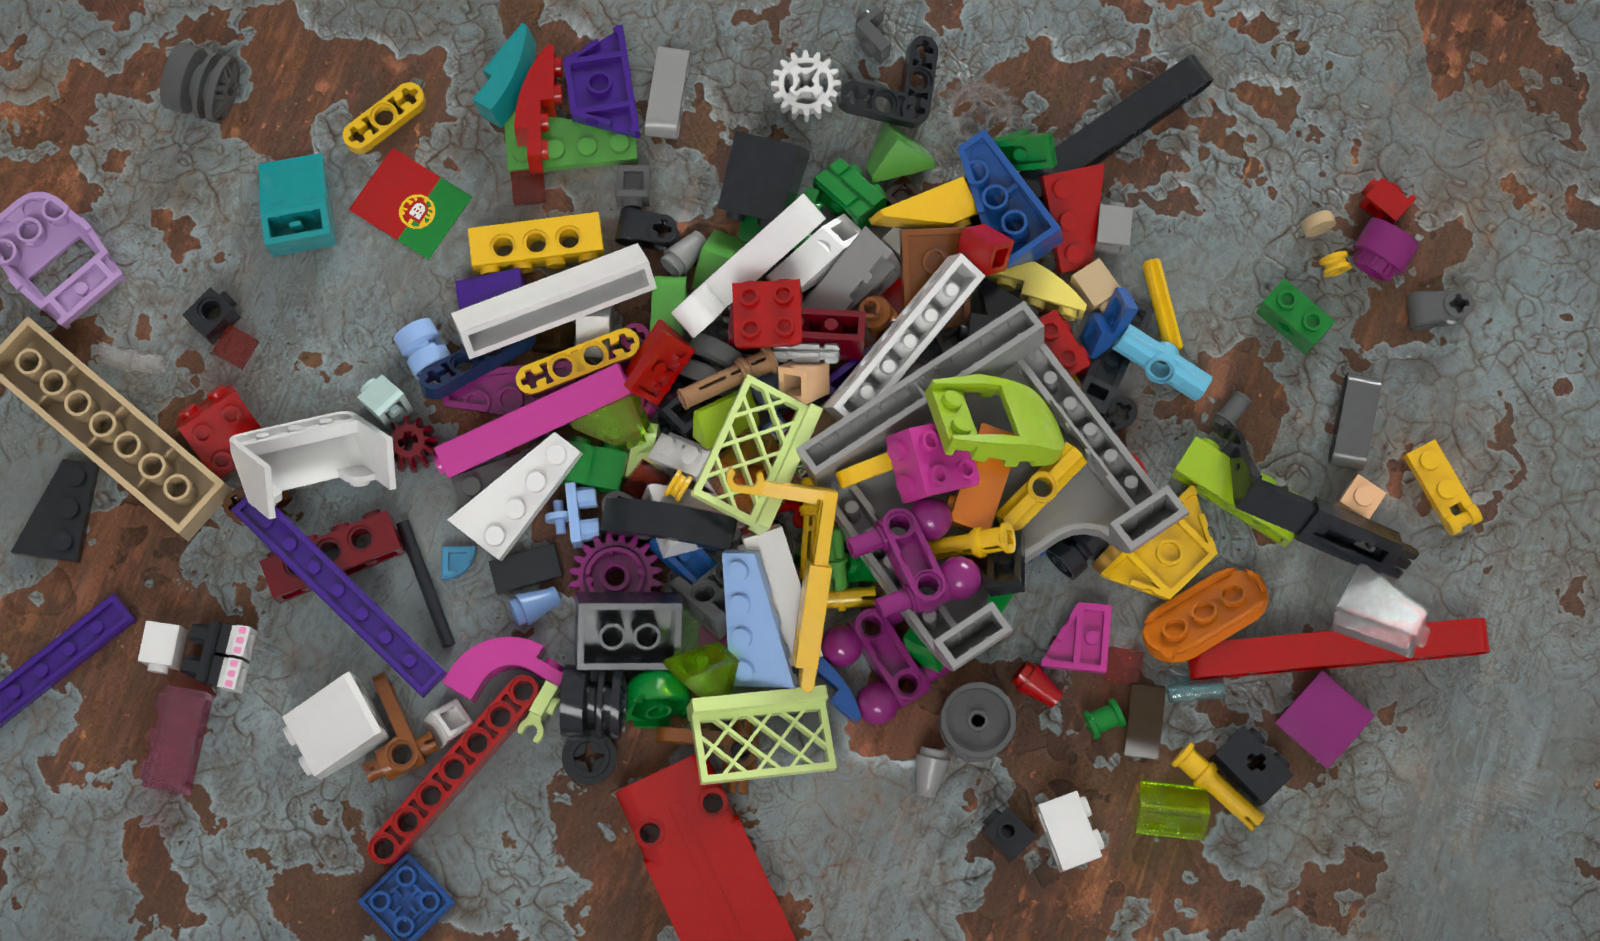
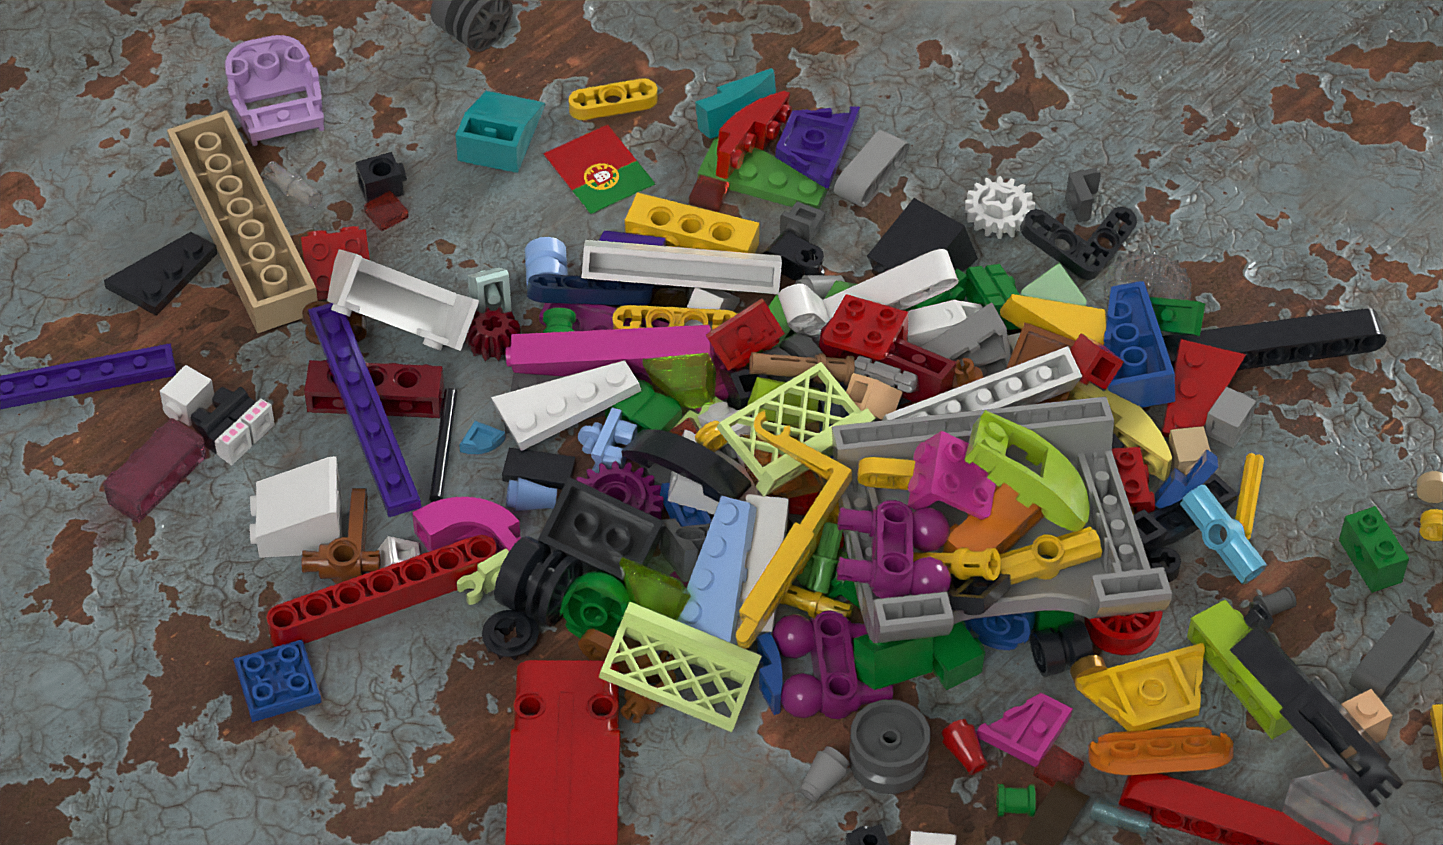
camera: 25 degrees right, 25 degrees down
(471, 415) = (559, 320): none -> green wheel

